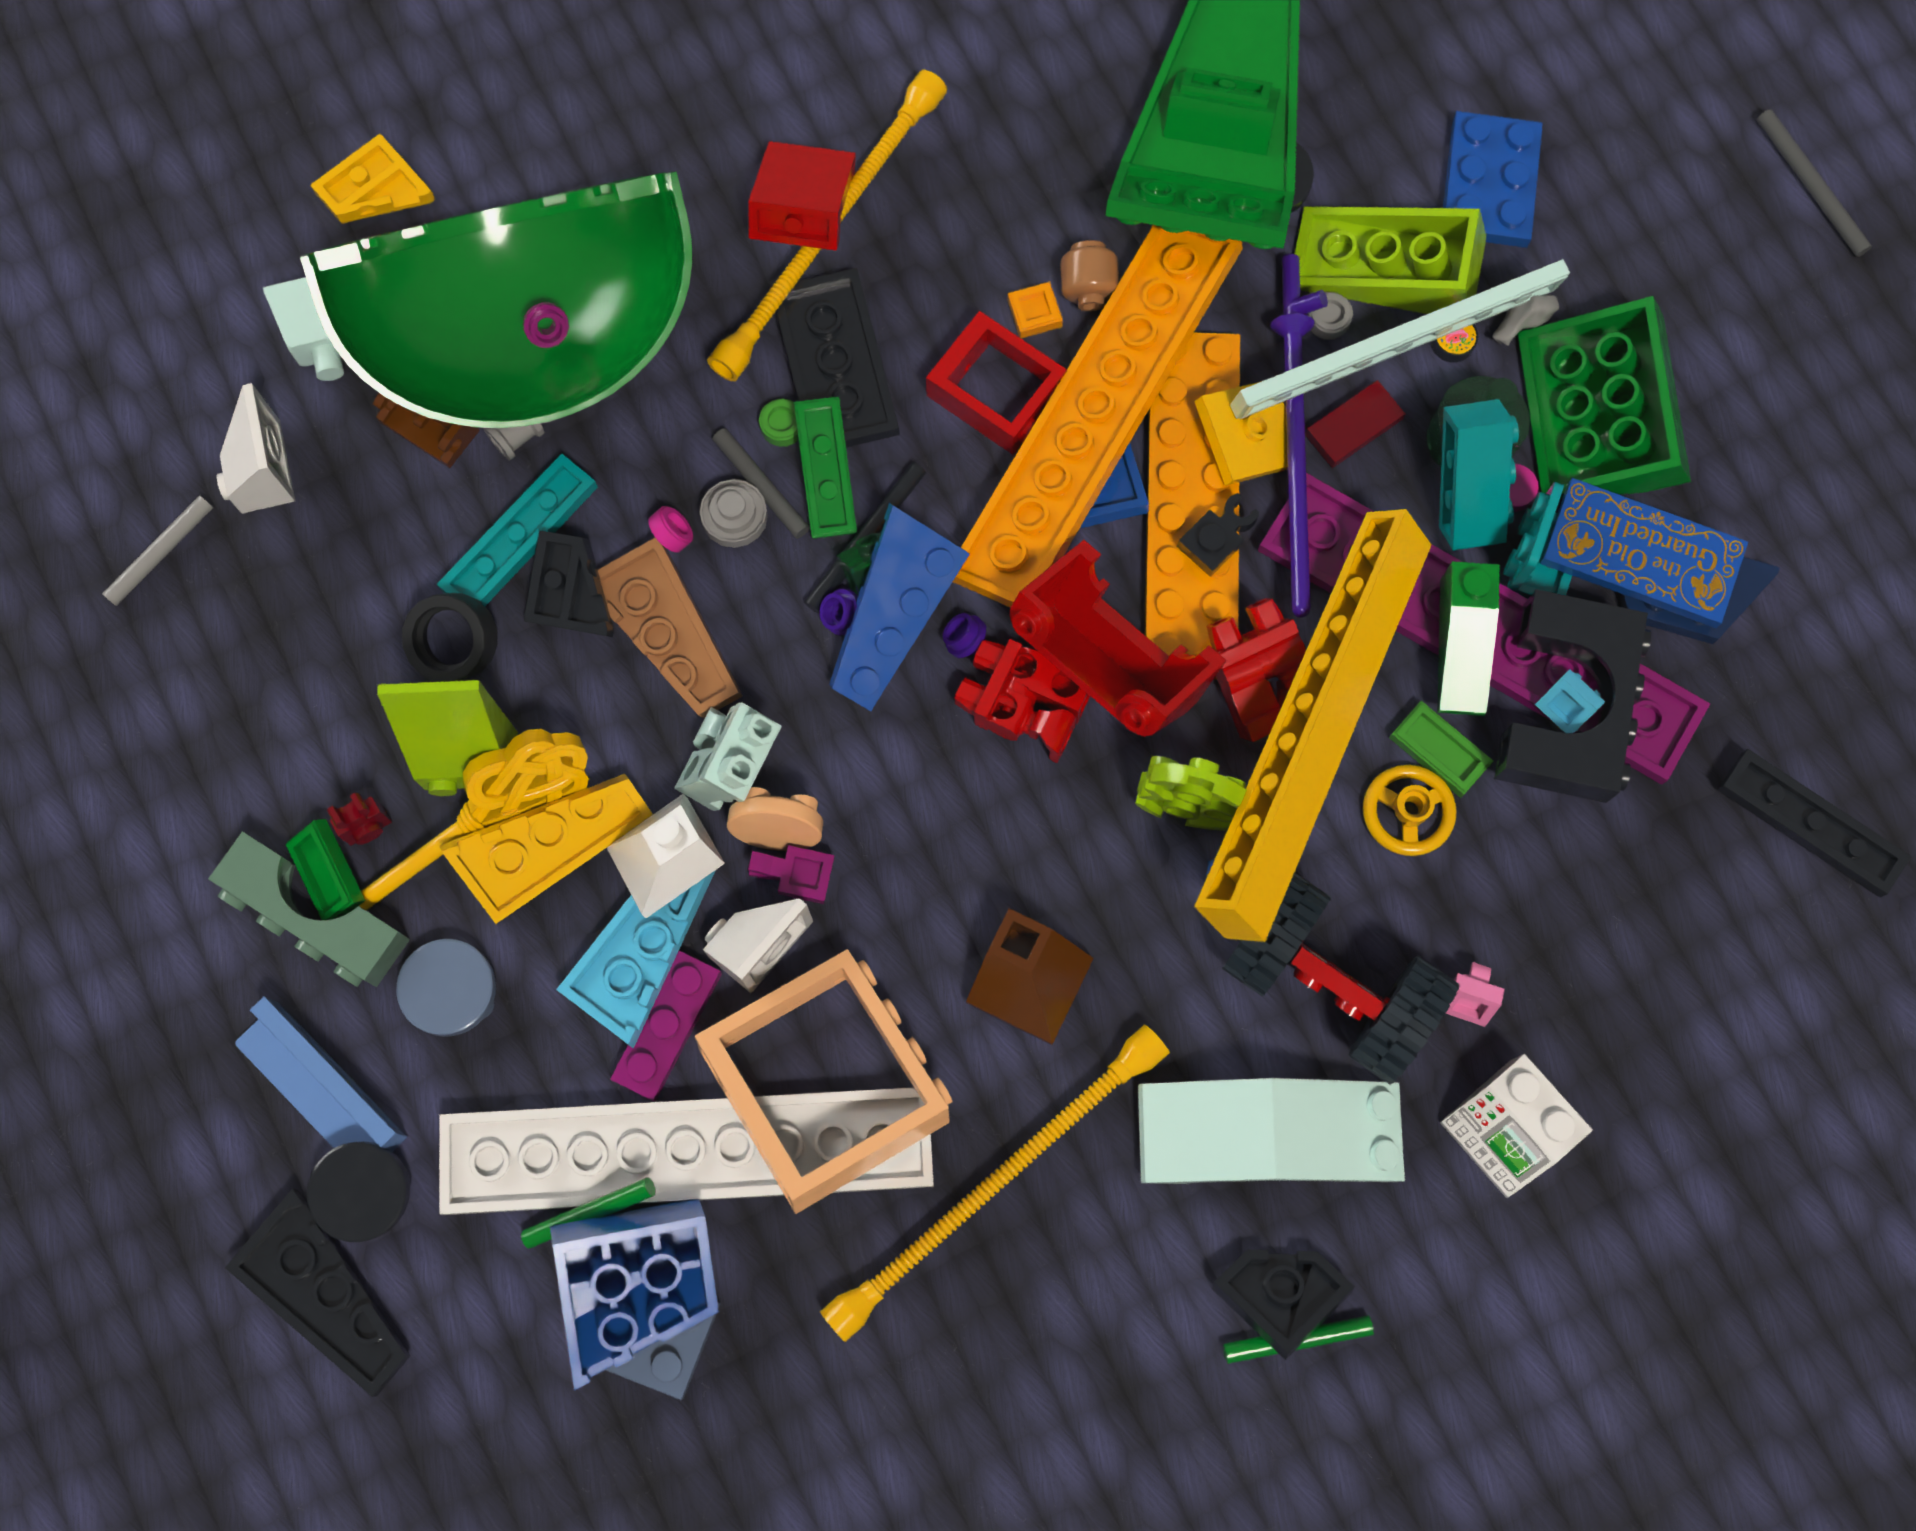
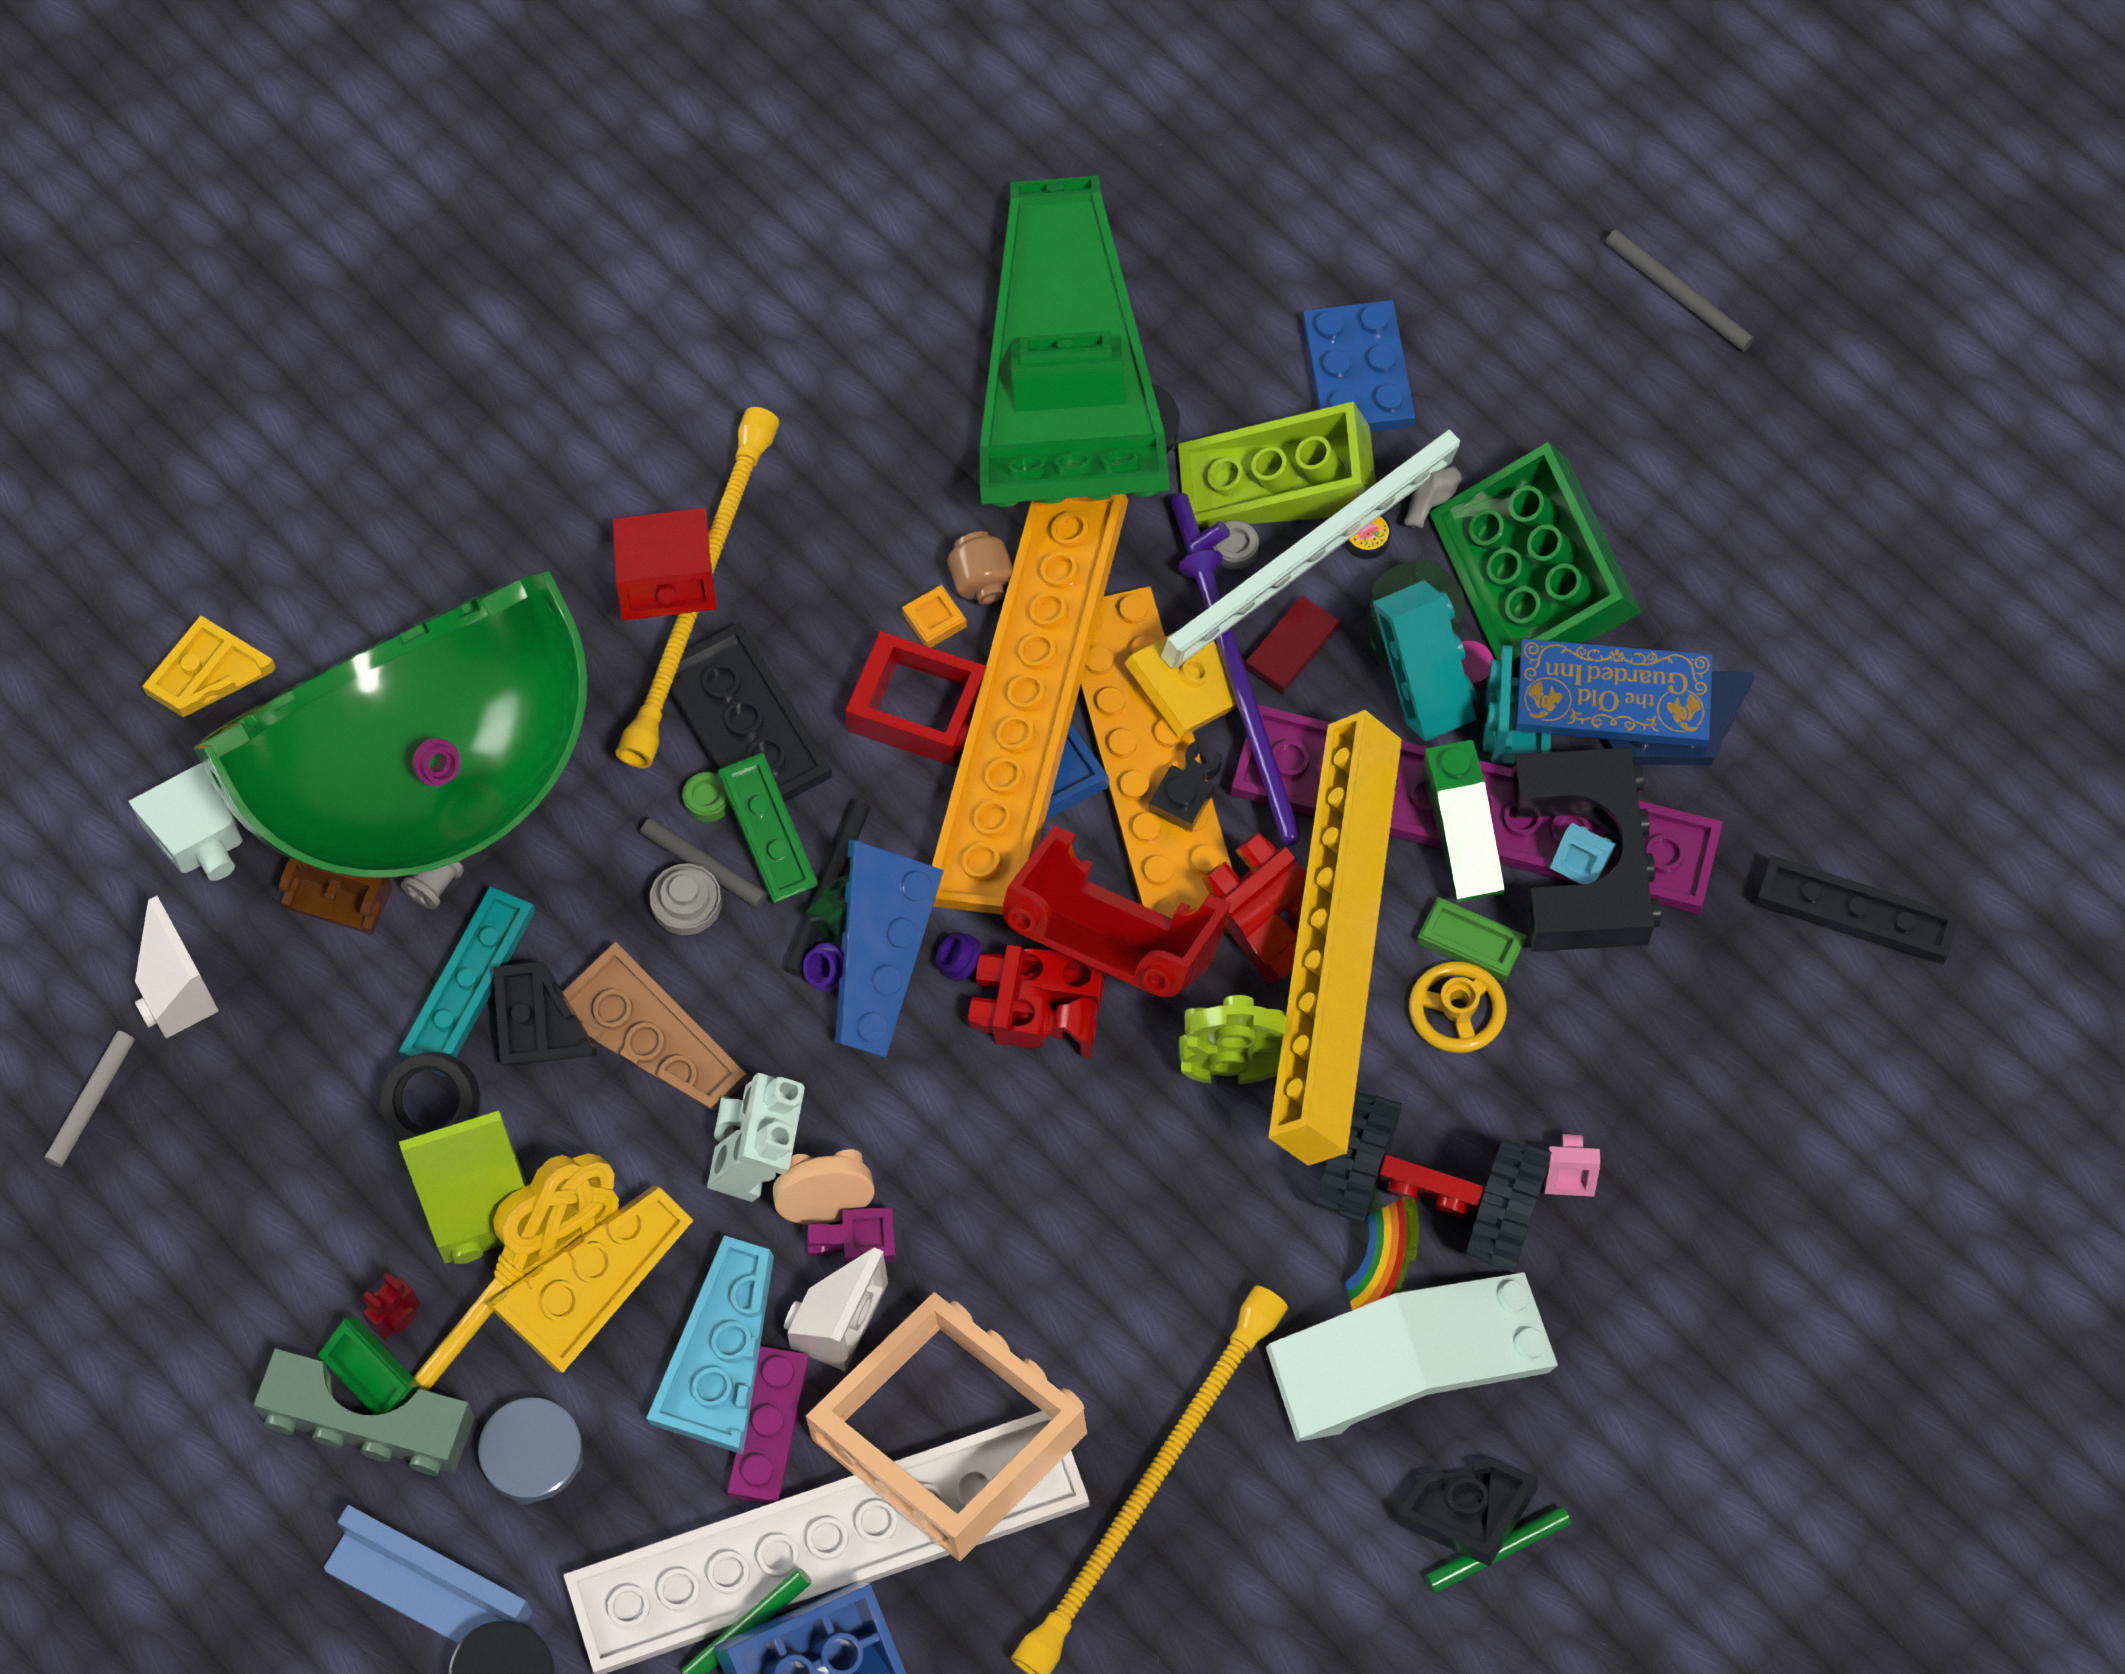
camera: 15 degrees left, 10 degrees down
(665, 855) = (719, 1253): white slope -> none
(671, 529) = (626, 931): dark pink tile -> none
(1029, 977) = (1125, 1270): reddish brown slope -> none
(1275, 1037) = (1388, 1255): none -> tile
(1516, 1125) = (1650, 1279): white slope -> none

